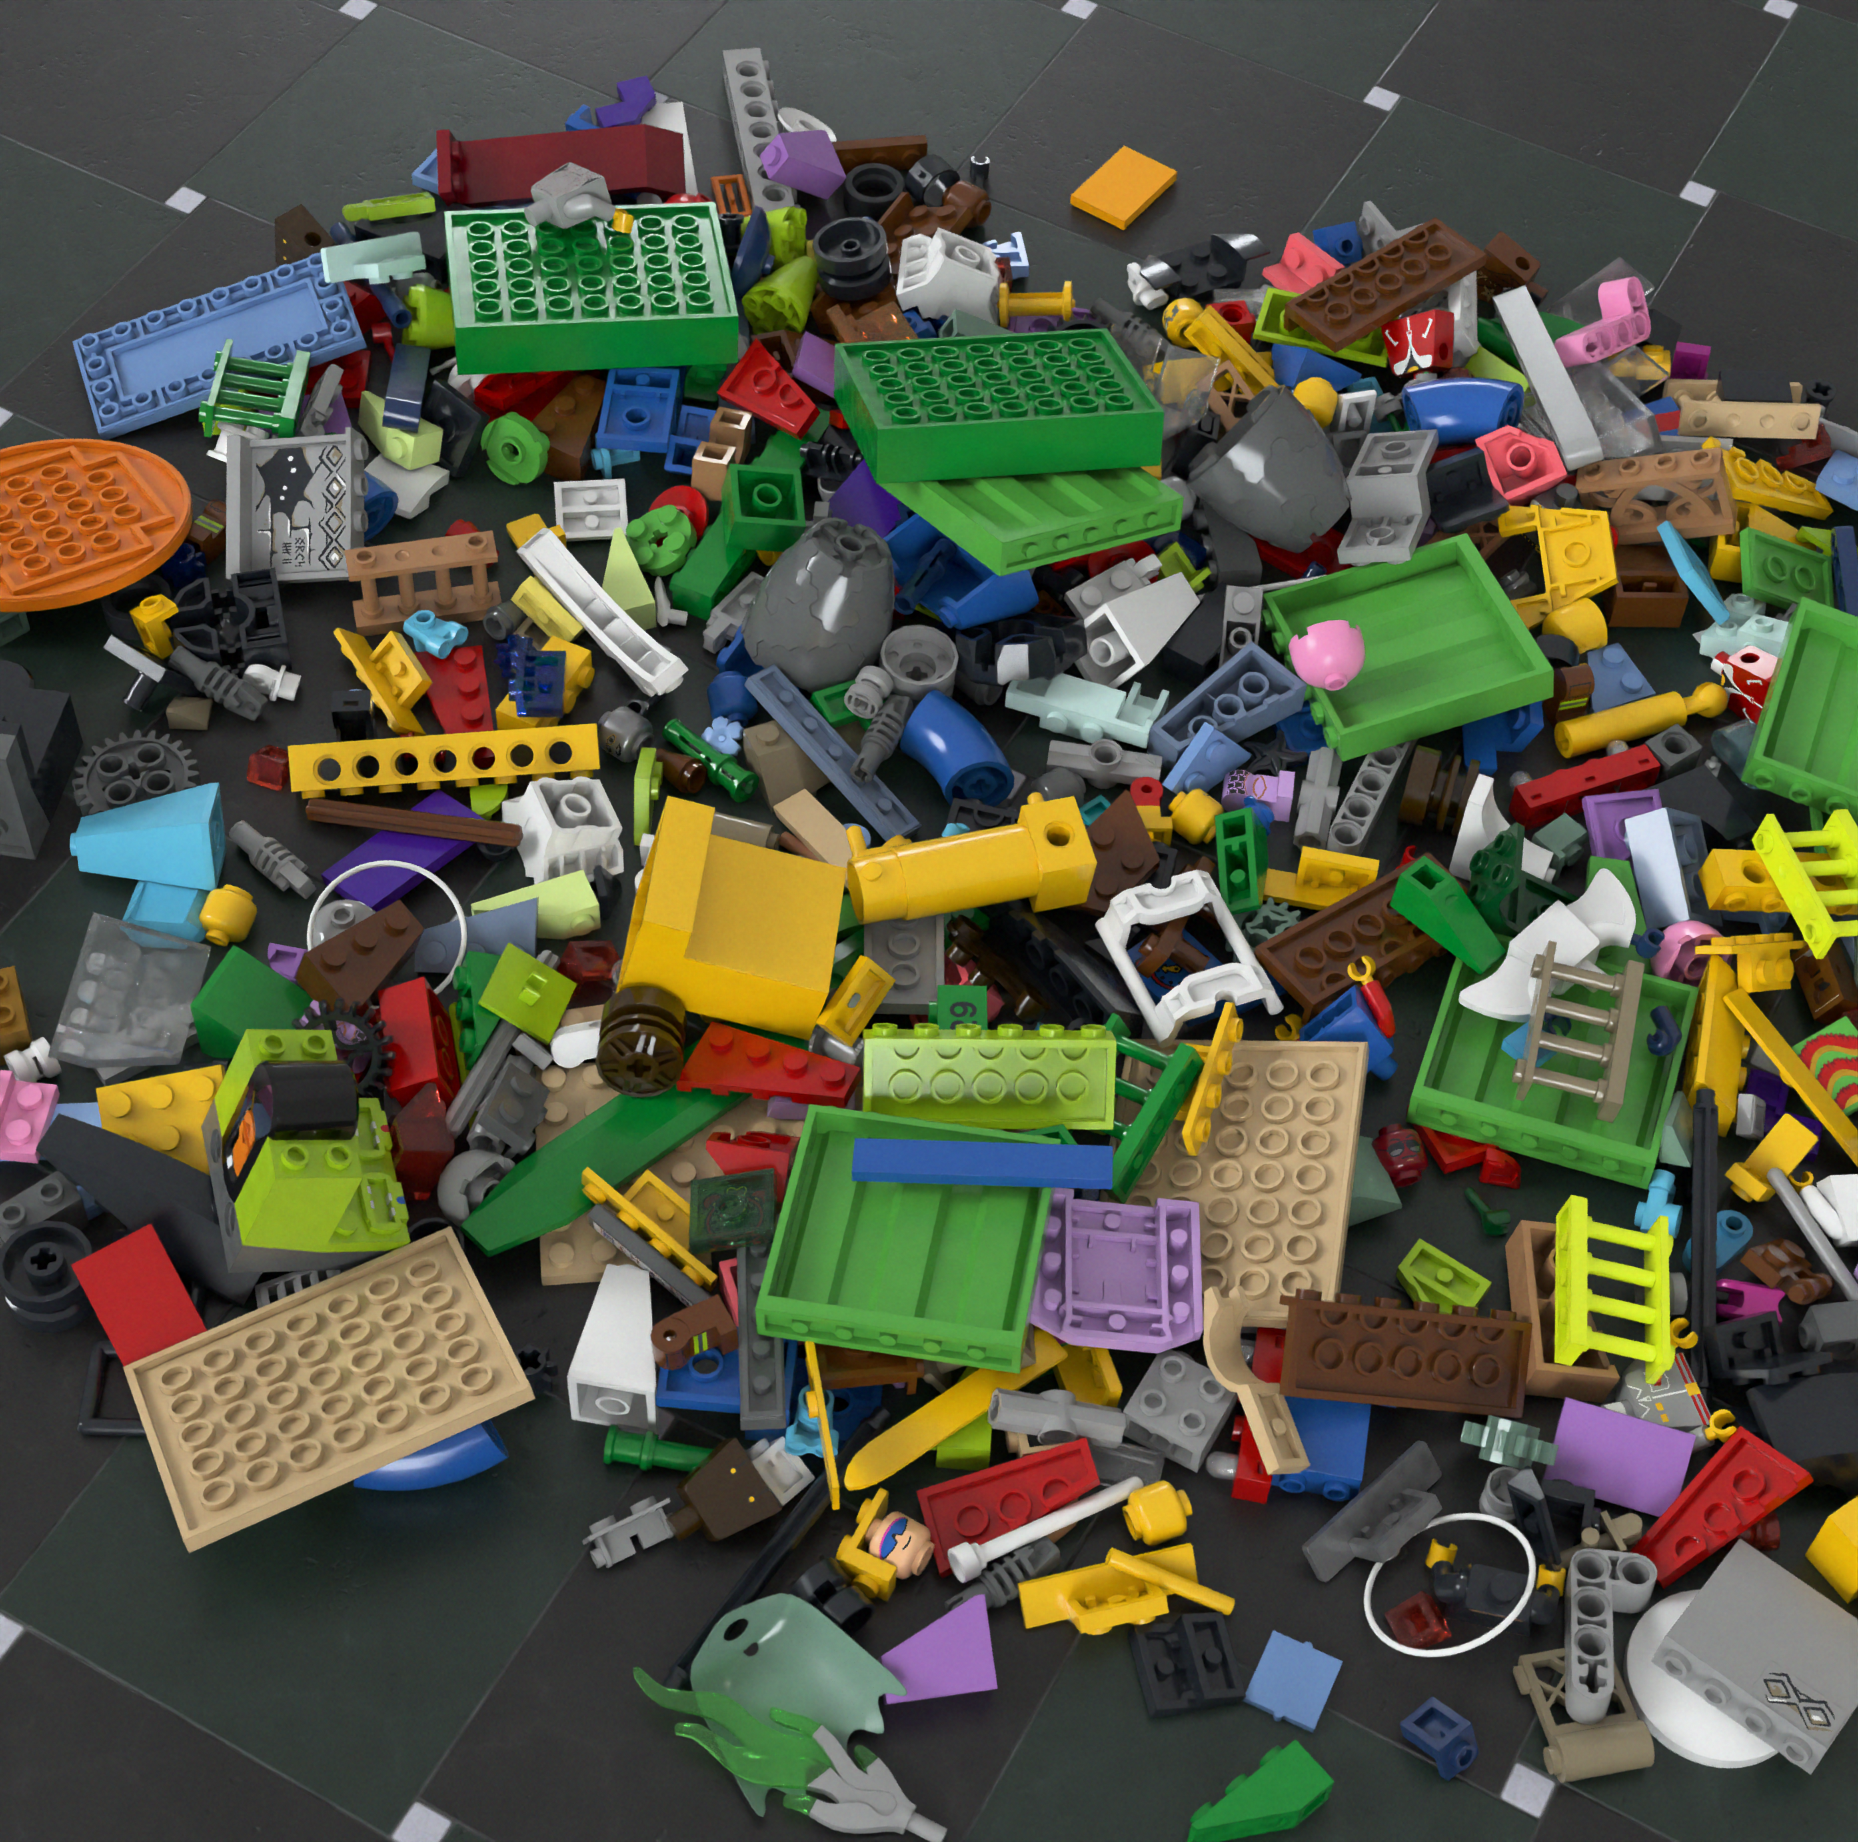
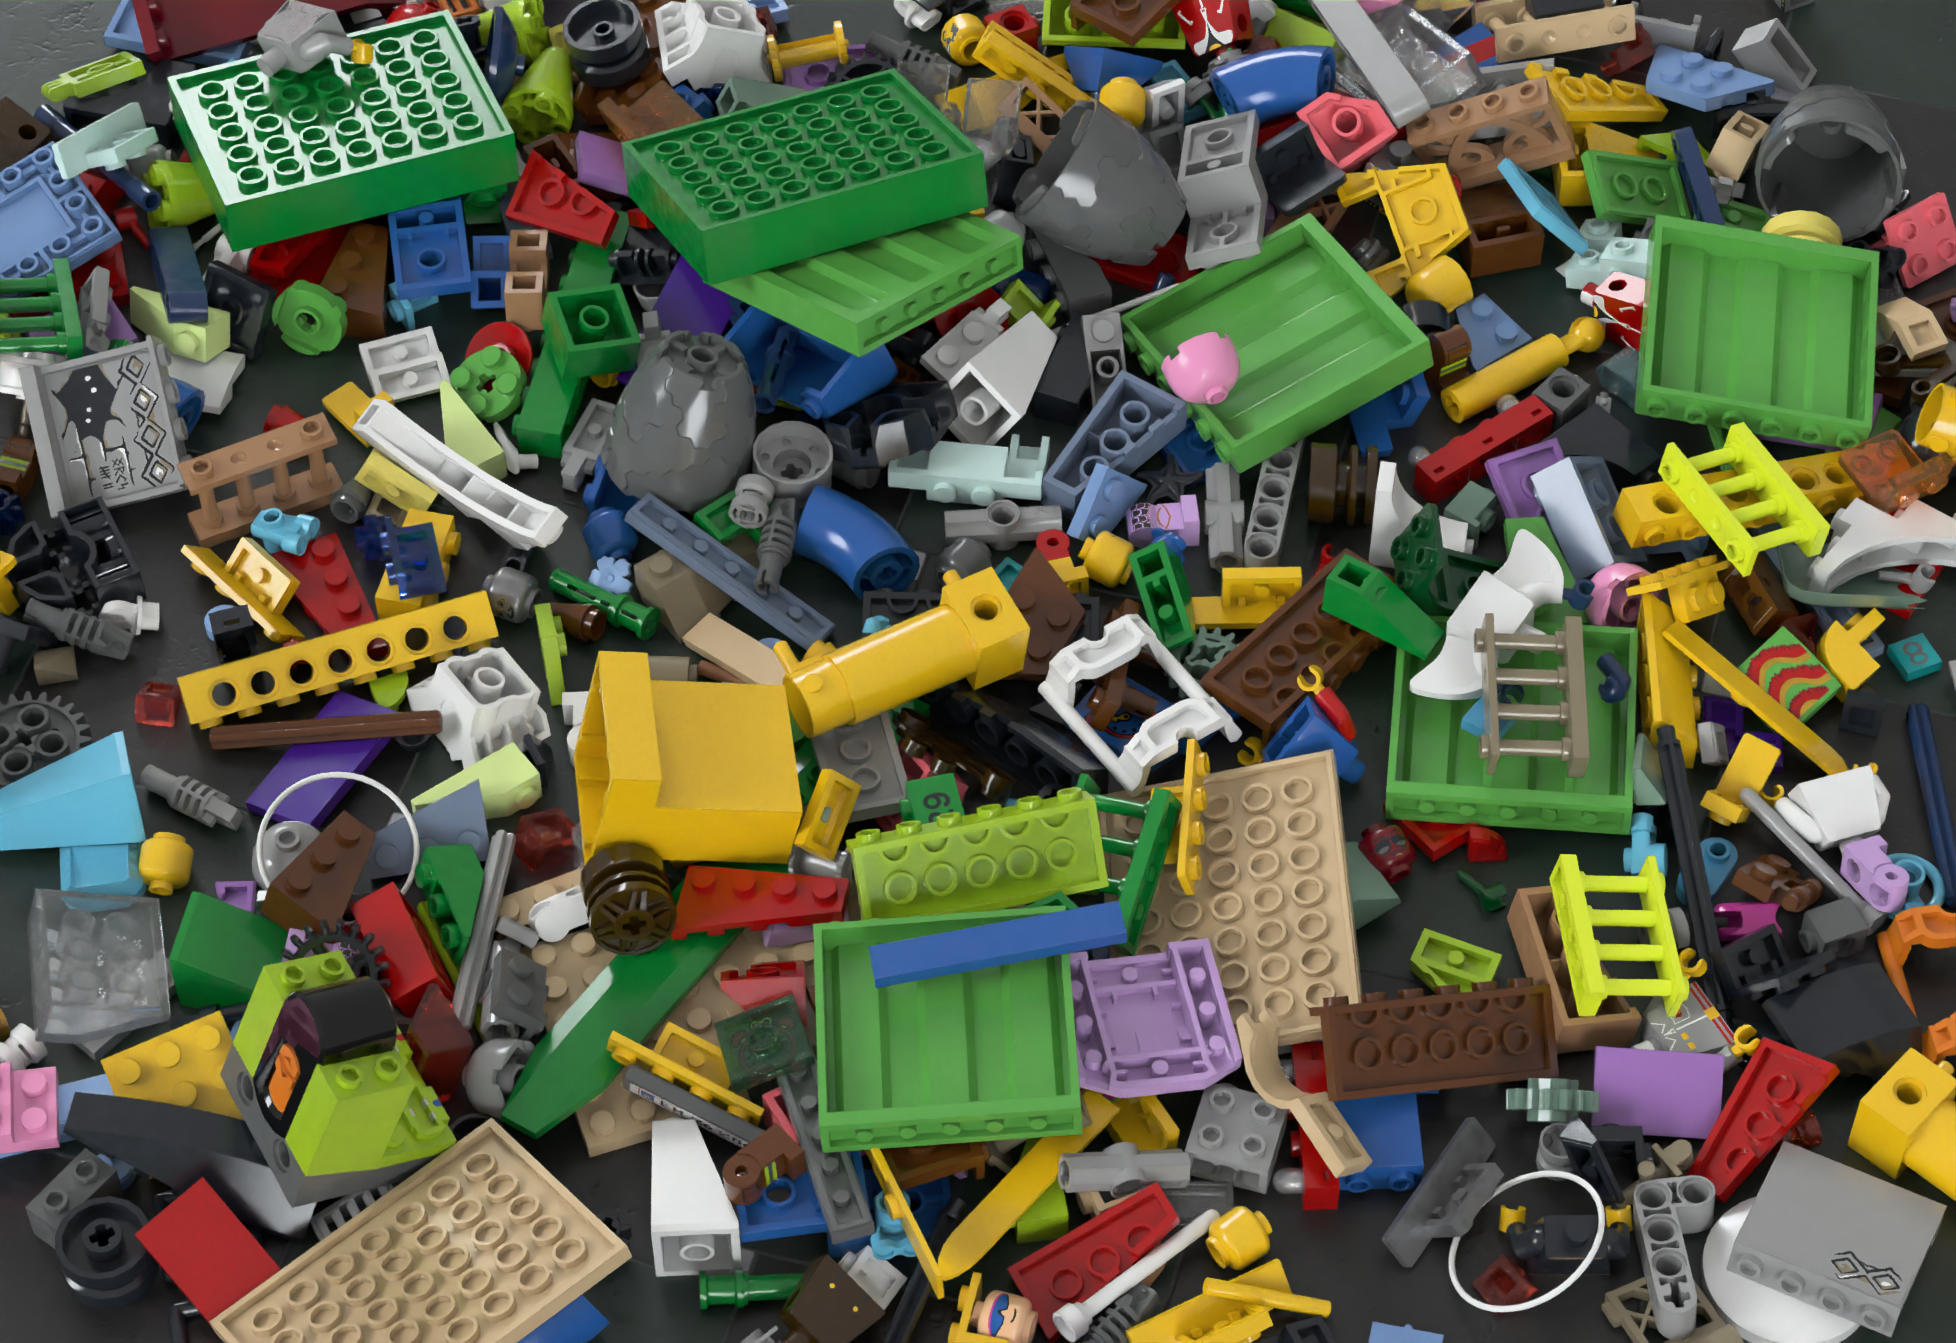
camera: 10 degrees left, 0 degrees up
(527, 993) = (496, 876): lime piece -> none

